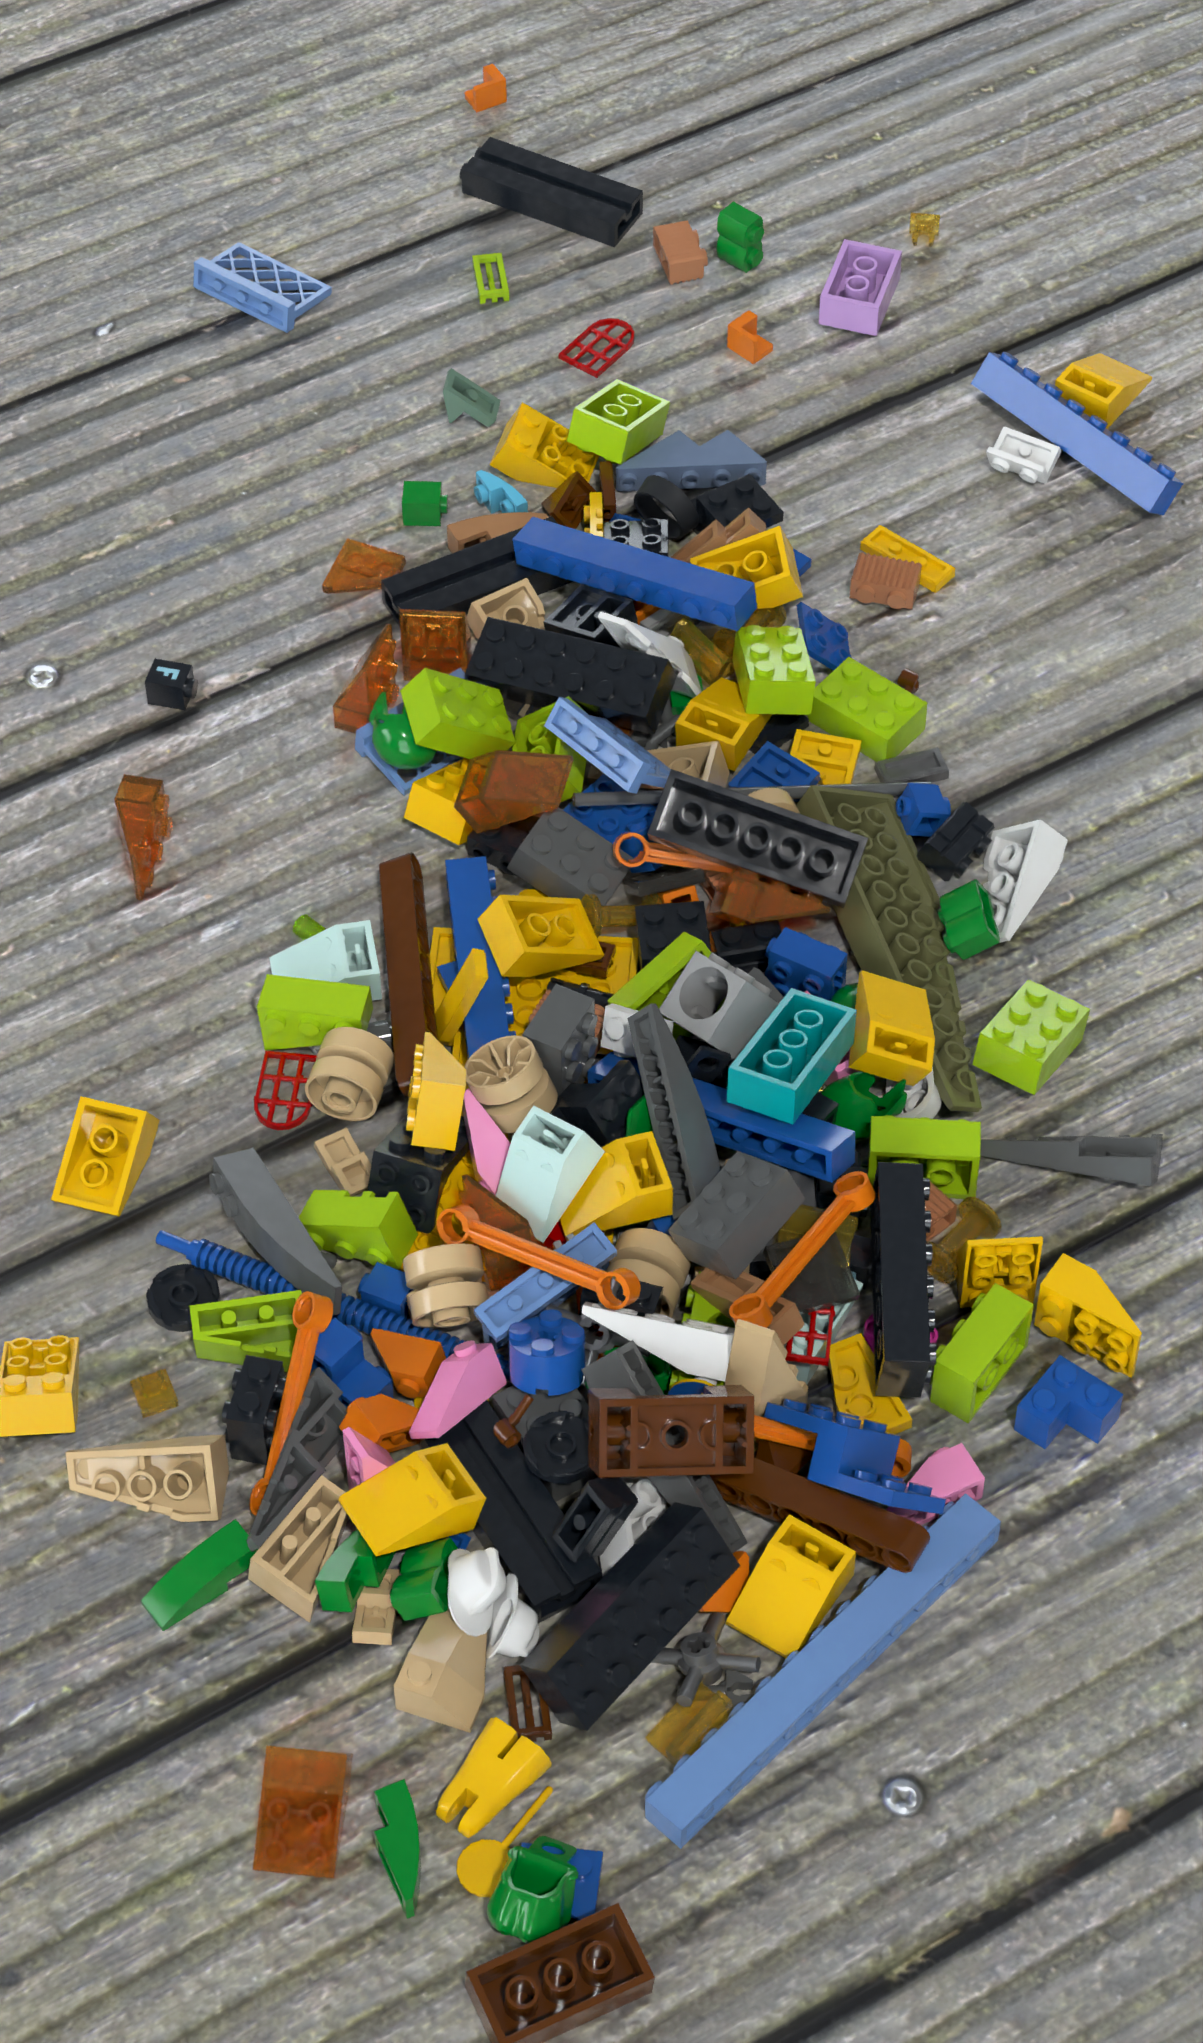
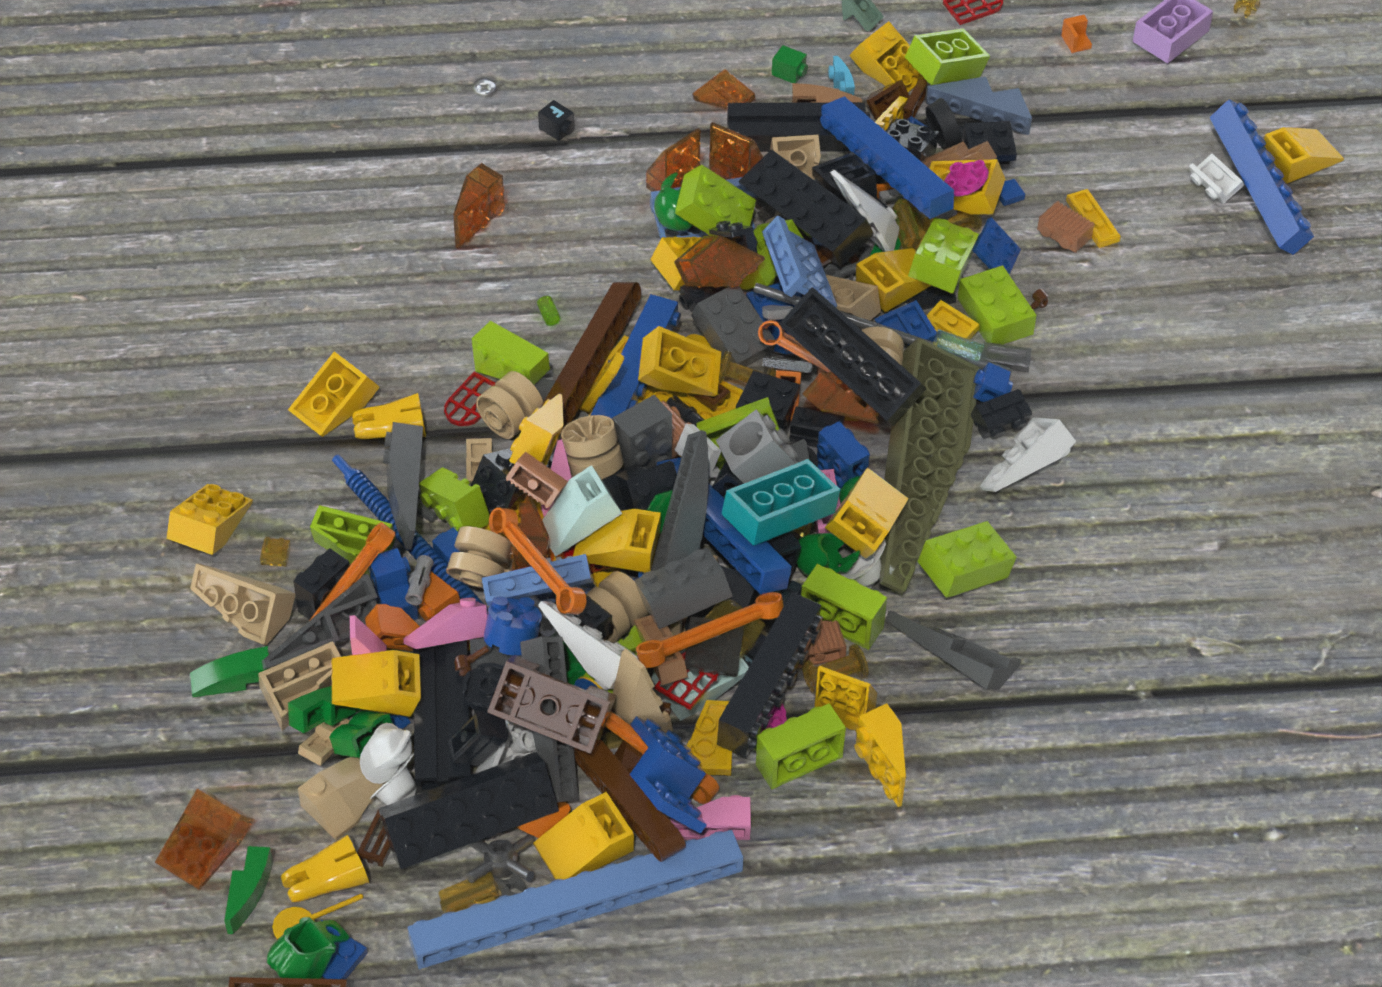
camera: 25 degrees right, 0 degrees up
(175, 1291) = (330, 494): black tile -> none
(191, 1159) = (376, 420): none -> yellow piece
(335, 955) = (550, 330): light aqua slope -> none
(382, 1348) = (416, 590): none -> light grey pin
(469, 1153) = (536, 480): none -> nougat brick
(513, 738) = (737, 233): none -> black bracket
(621, 821) = (775, 312): none -> light grey tile
(757, 560) = (967, 177): none -> dark pink dish
(855, 776) = (958, 345): none -> clear light blue tile
(968, 920) = (976, 467): green brick -> none
(1067, 1397) = (839, 799): blue brick -> none

